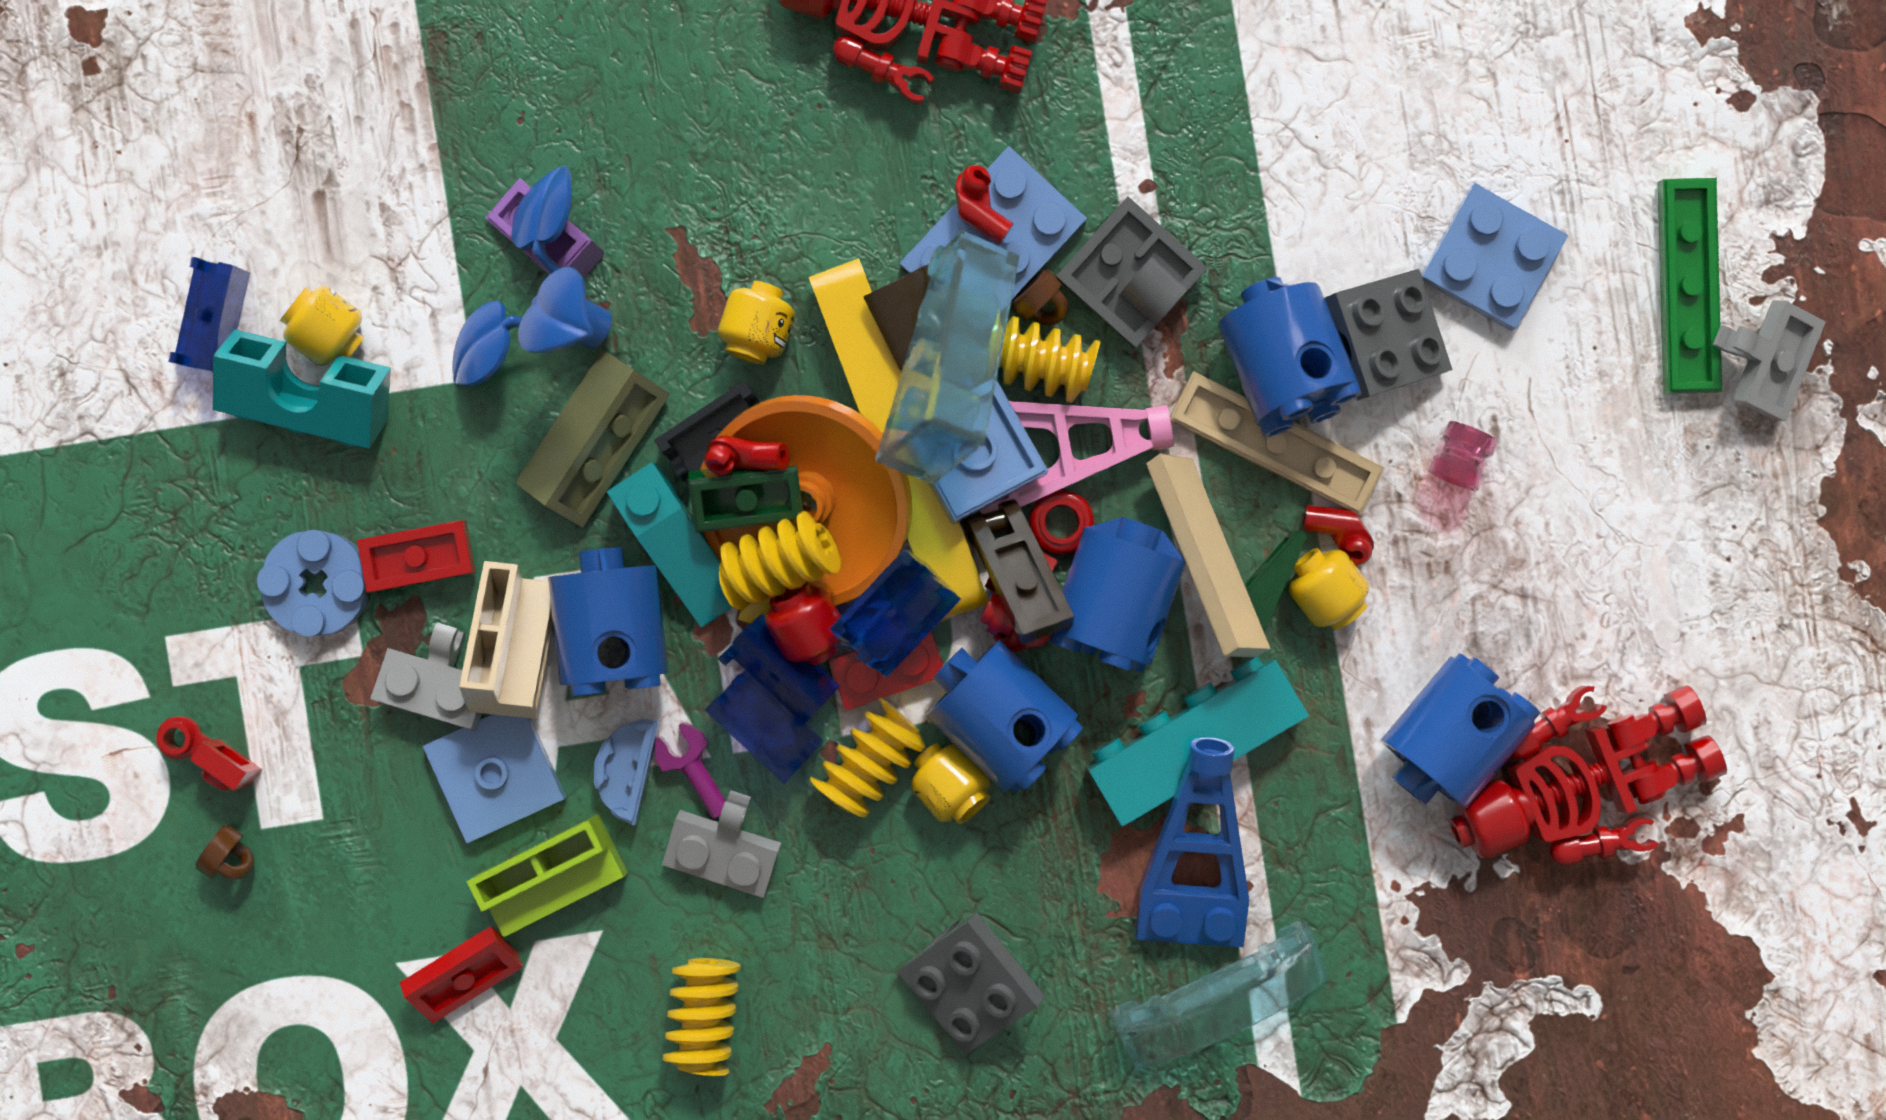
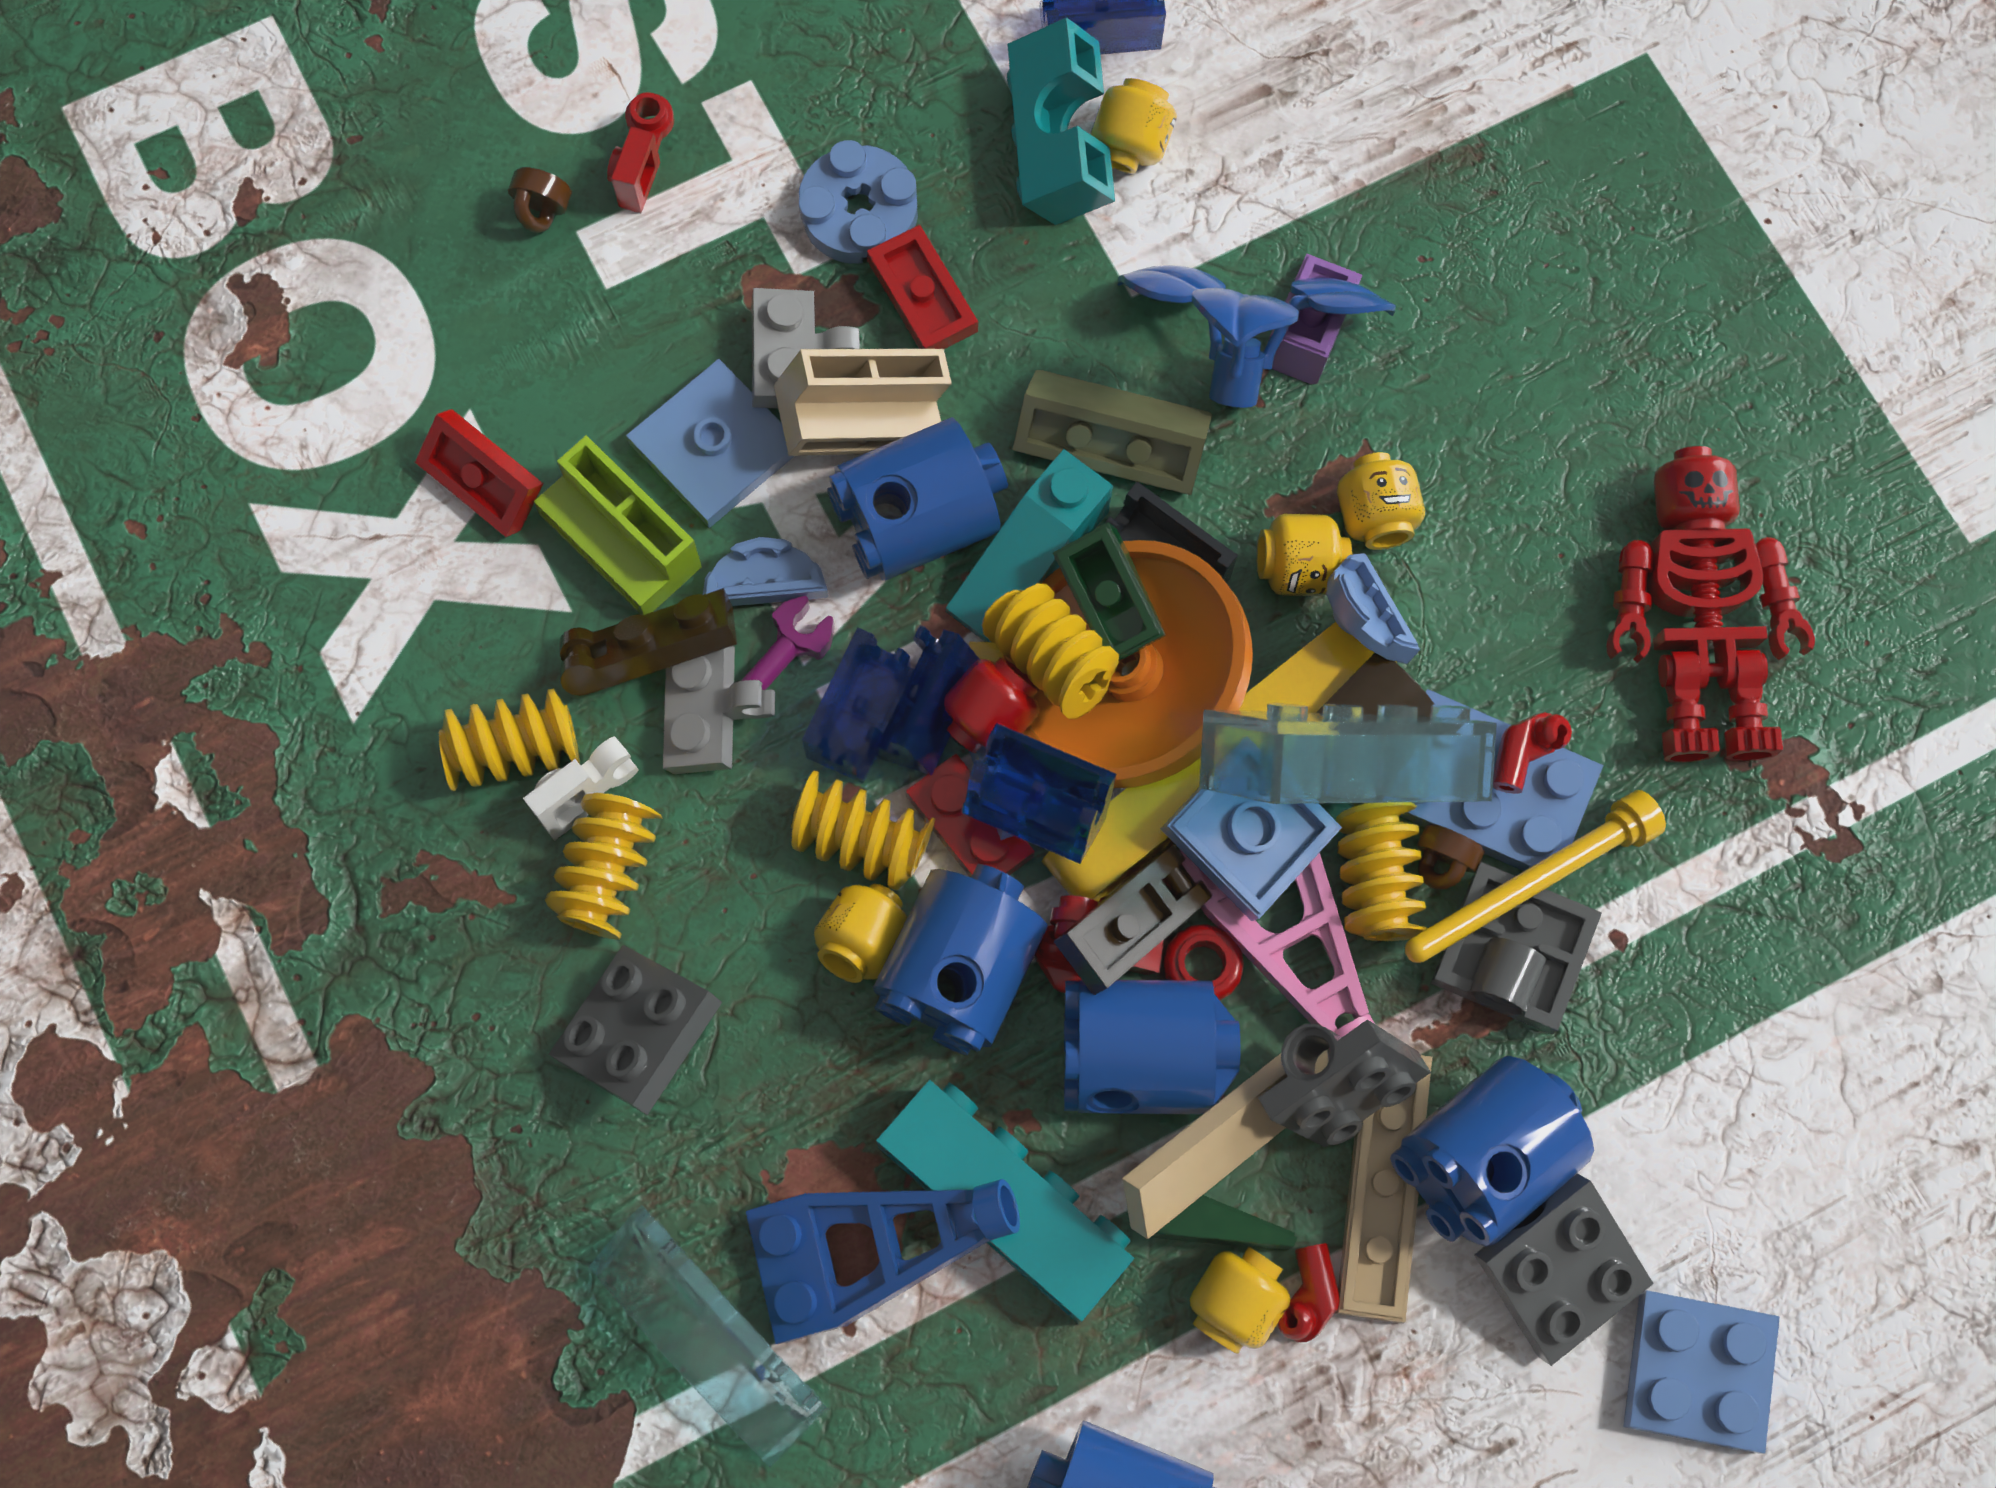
camera: 70 degrees right, 15 degrees down
(657, 881) = (646, 643): none -> dark brown plate
(731, 242) = (1381, 501): none -> yellow head
(735, 453) = (1156, 571): red arm -> none
(761, 977) = (560, 791): none -> white plate
(828, 293) = (1367, 610): none -> medium blue plate
(831, 971) = (601, 863): none -> yellow piece
(1062, 141) = (1632, 821): none -> yellow piece
(1200, 445) = (1363, 1074): none -> dark grey plate
(1467, 445) = (1455, 1412): clear pink wheel -> none

